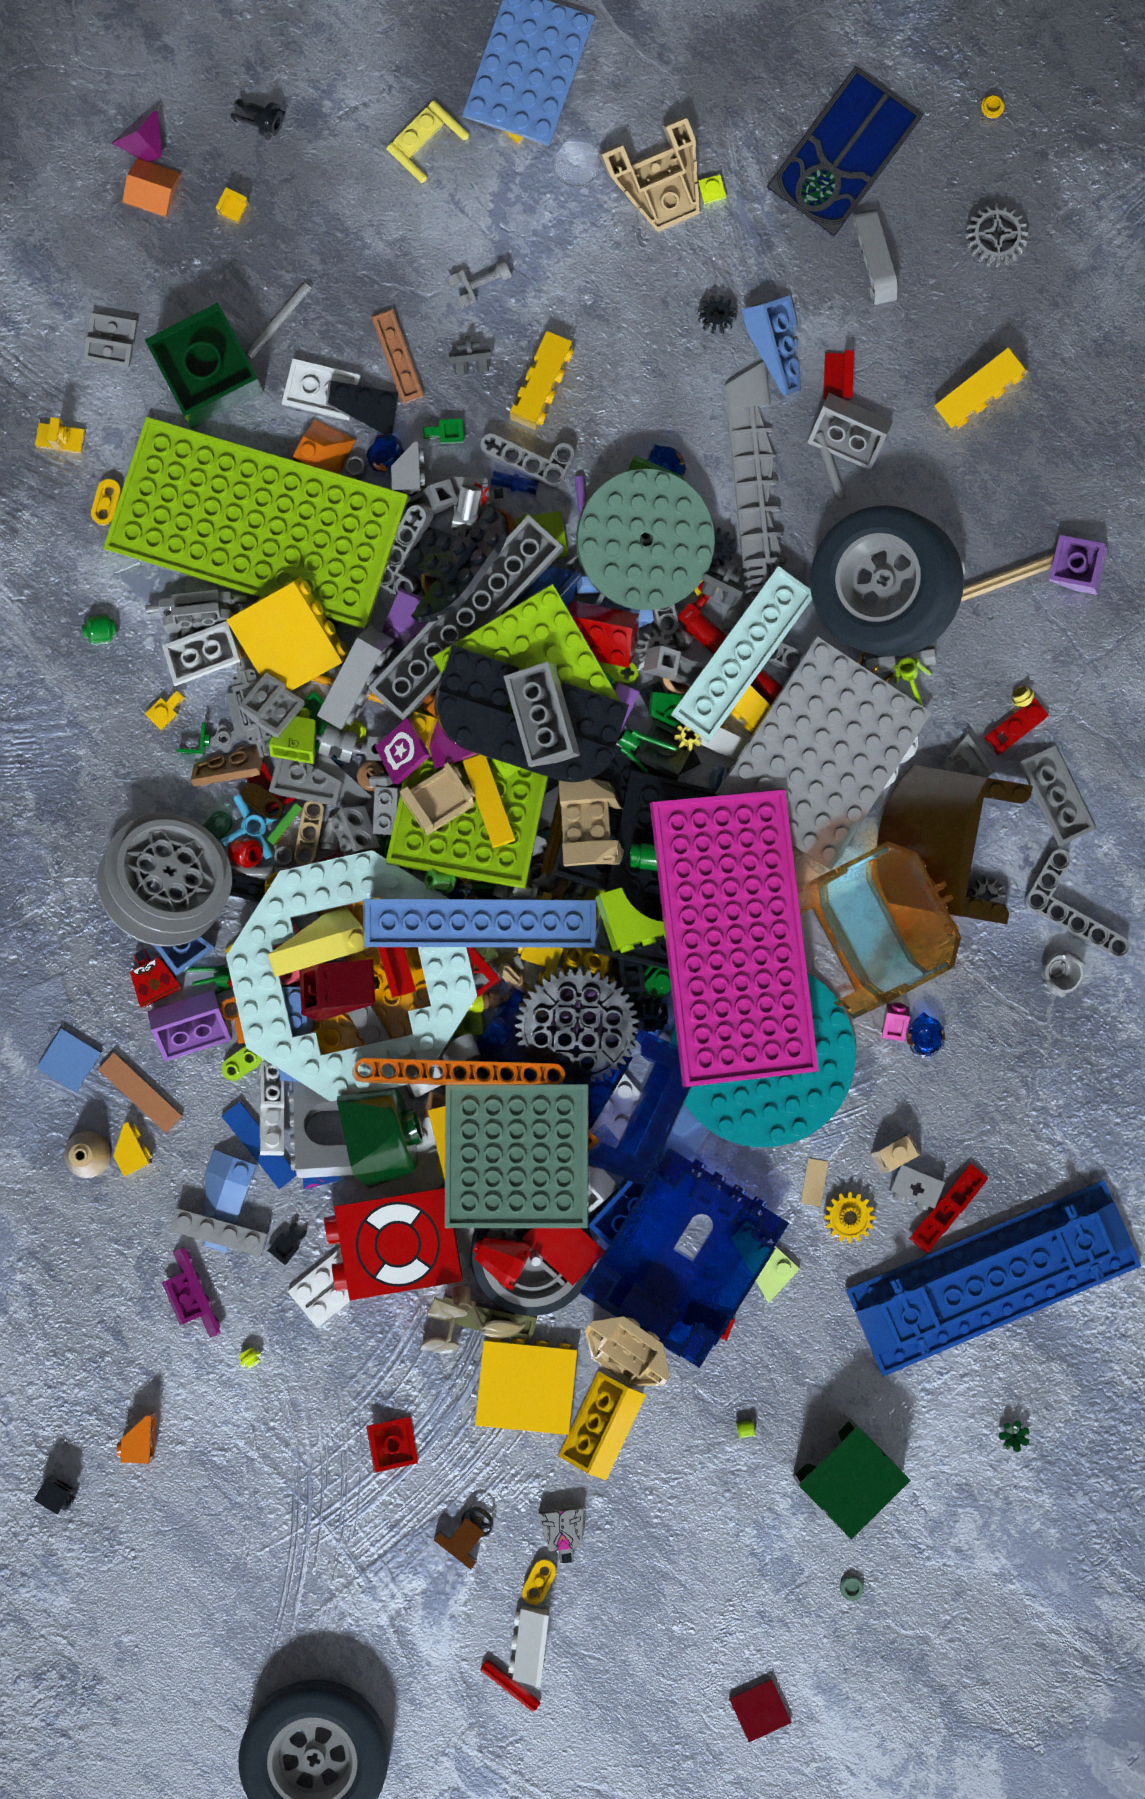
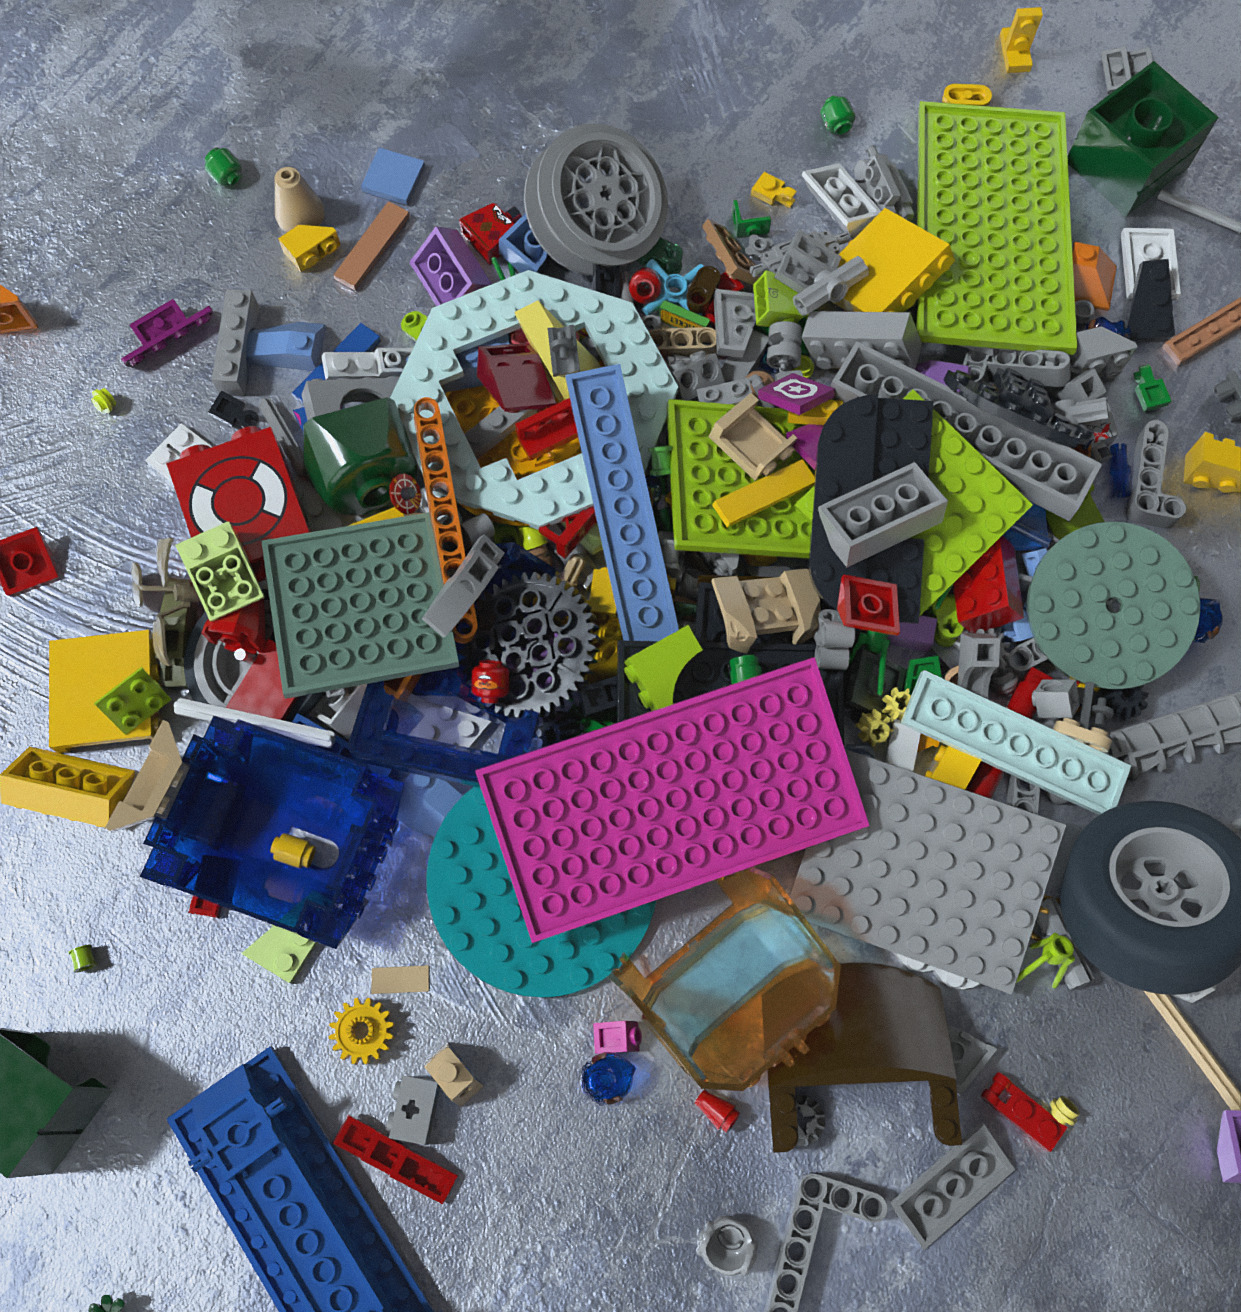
camera: 80 degrees right, 15 degrees down
(27, 1217) = (223, 166): none -> green head
(300, 692) = (830, 286): none -> light grey piece
(323, 1201) = (283, 434): none -> light grey axle
(328, 942) = (563, 350): none -> dark grey hips
(419, 1102) = (405, 493): none -> red piece
(468, 1264) = (220, 571): none -> yellowish green slope
(527, 1064) = (464, 586): none -> light grey slope
(551, 1355) = (133, 701): none -> lime hinge
(591, 1259) = (297, 731): none -> white axle
(604, 1062) = (490, 681): none -> red head
(612, 744) = (869, 605): none -> red slope
(629, 778) = (833, 641): none -> light grey piece
(697, 1249) = (293, 851): none -> yellow brick
(701, 760) = (874, 727): none -> light yellow gear
(711, 608) = (1056, 698): none -> light grey brick
(753, 591) = (1094, 738): none -> tan plate
(967, 956) = (717, 1110): none -> red cone

